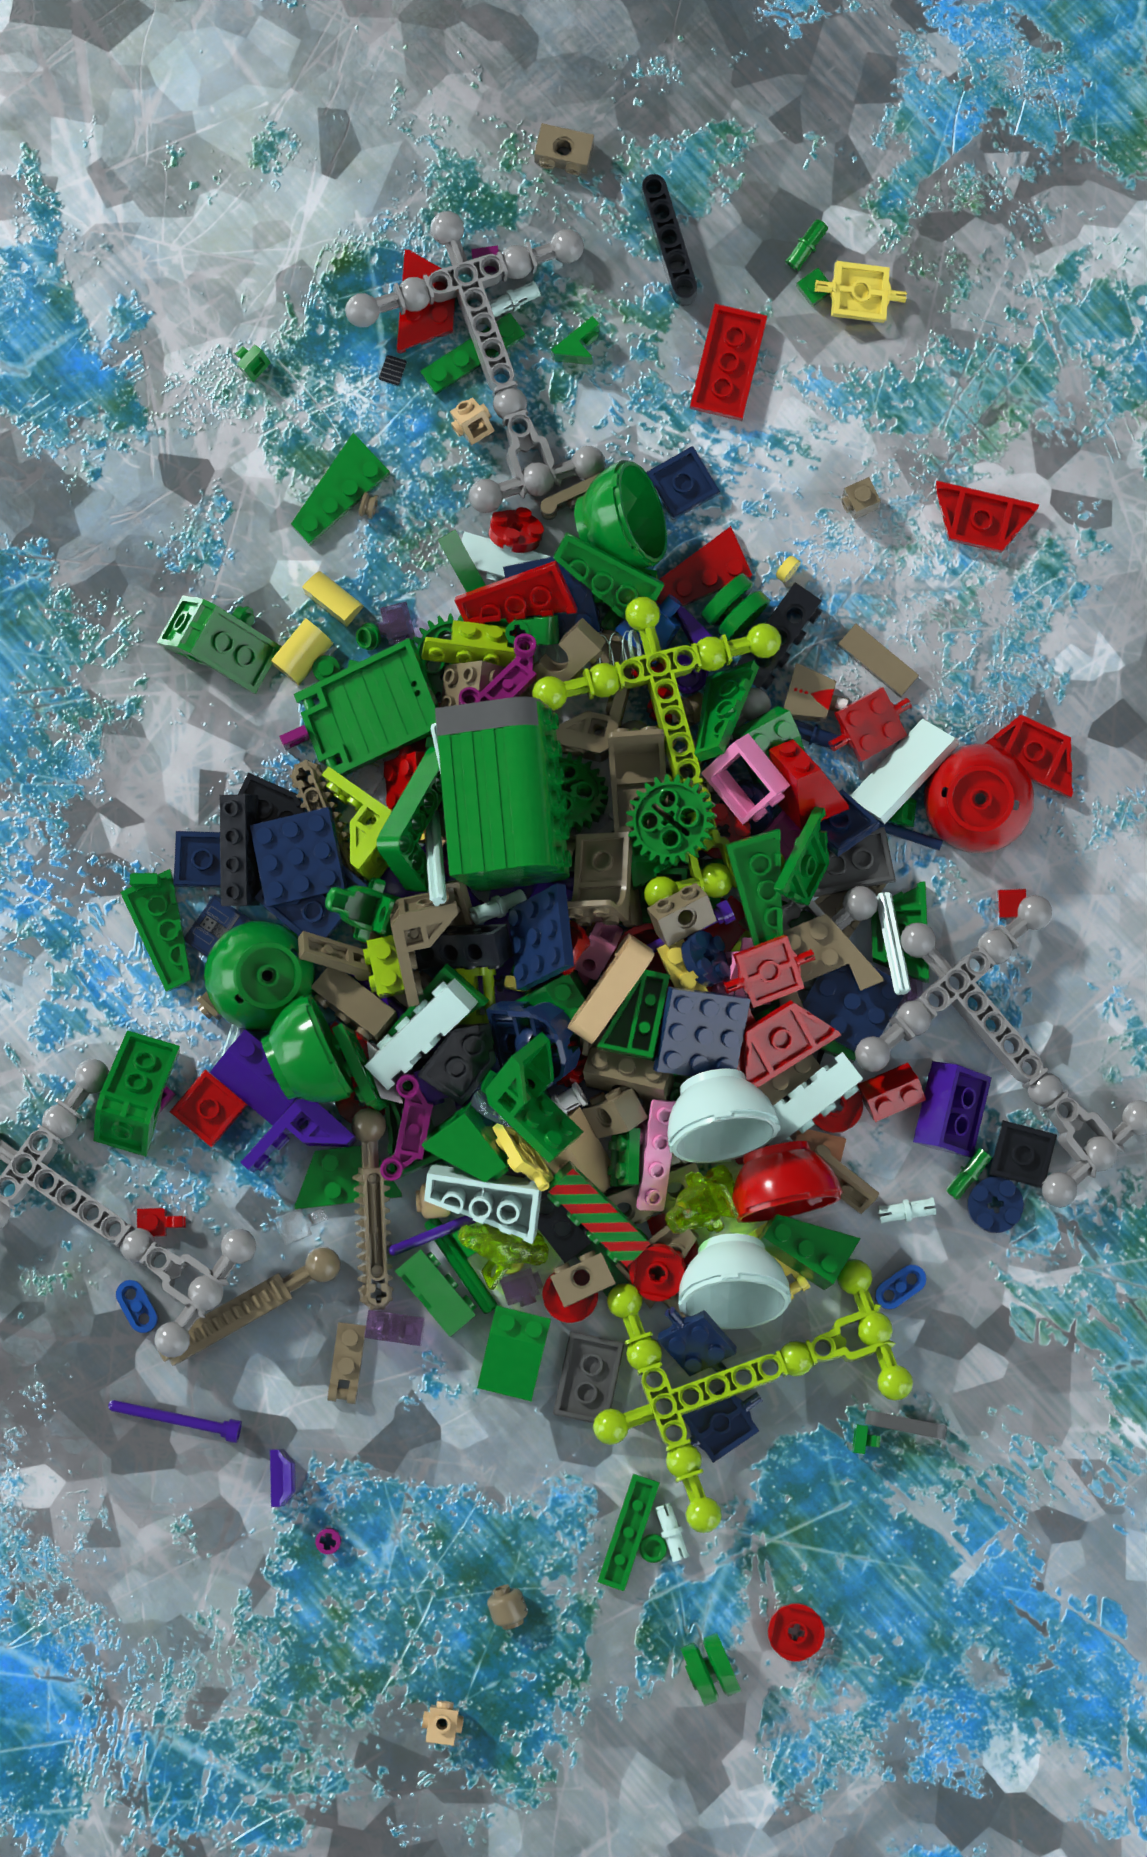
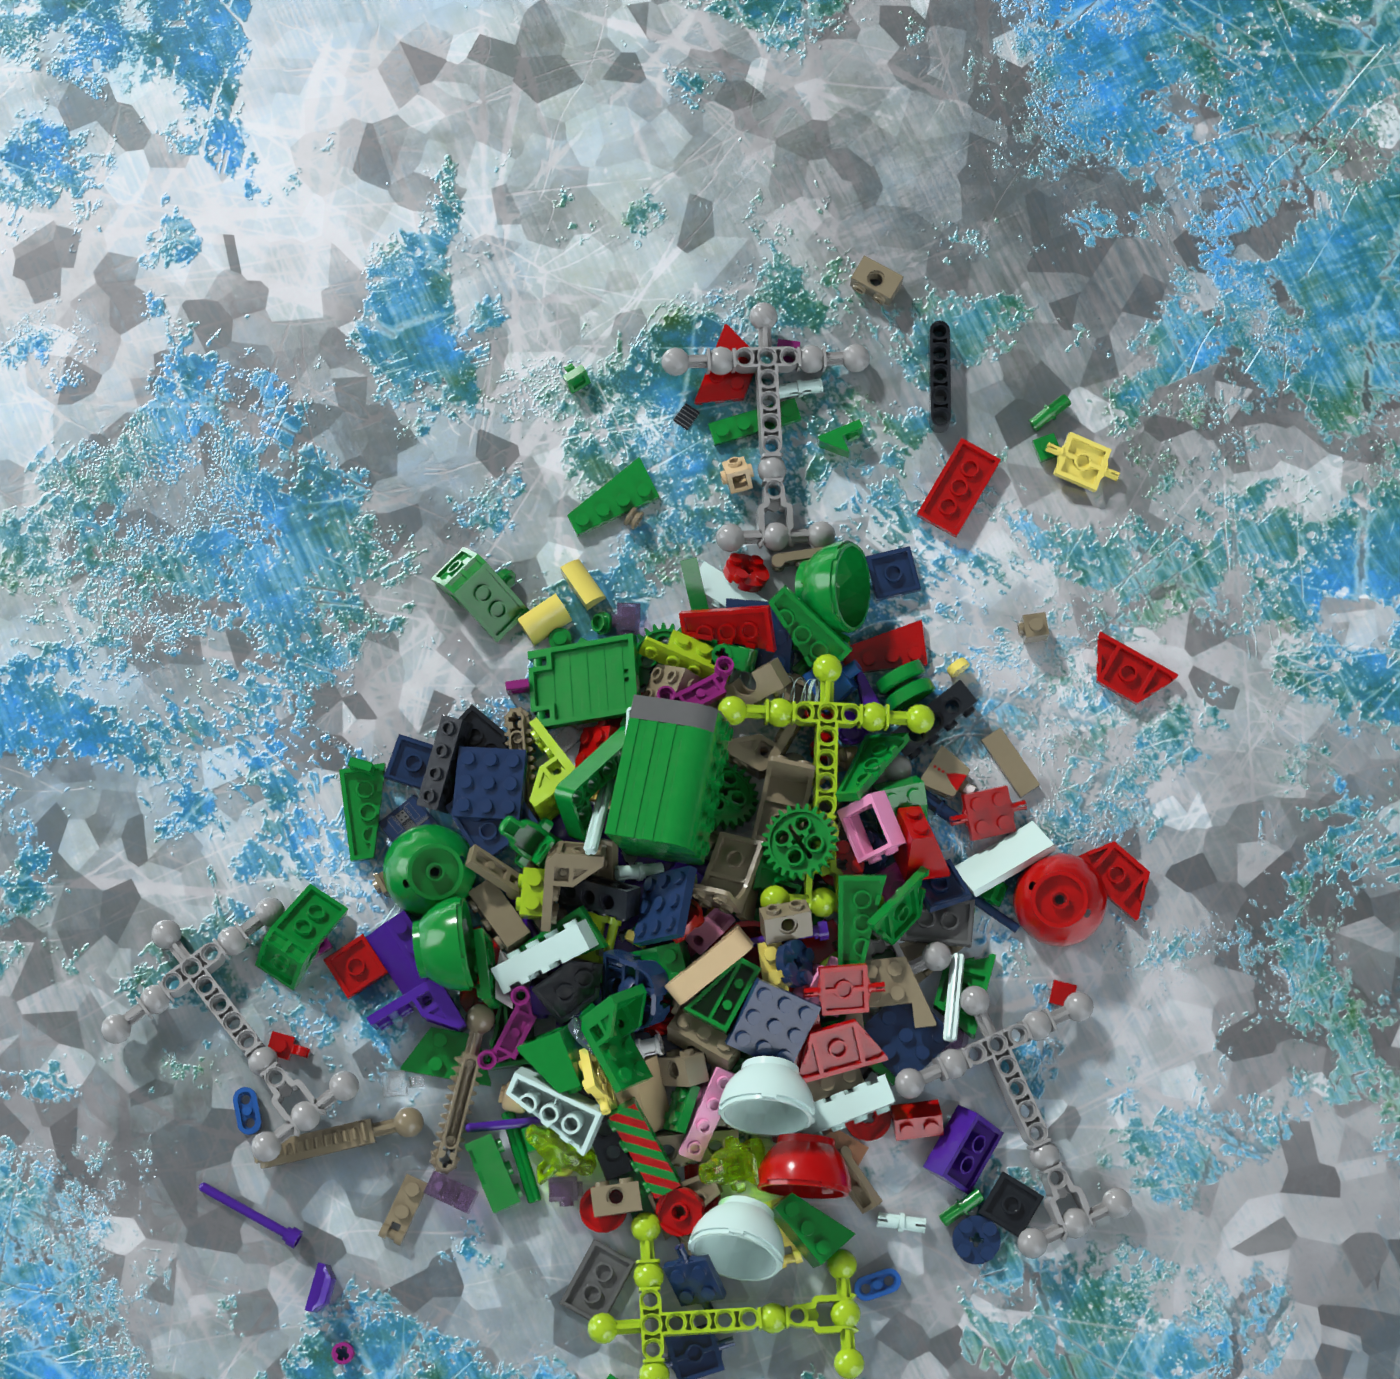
camera: 15 degrees right, 5 degrees down
(514, 1353) = (542, 1243): green slope -> none

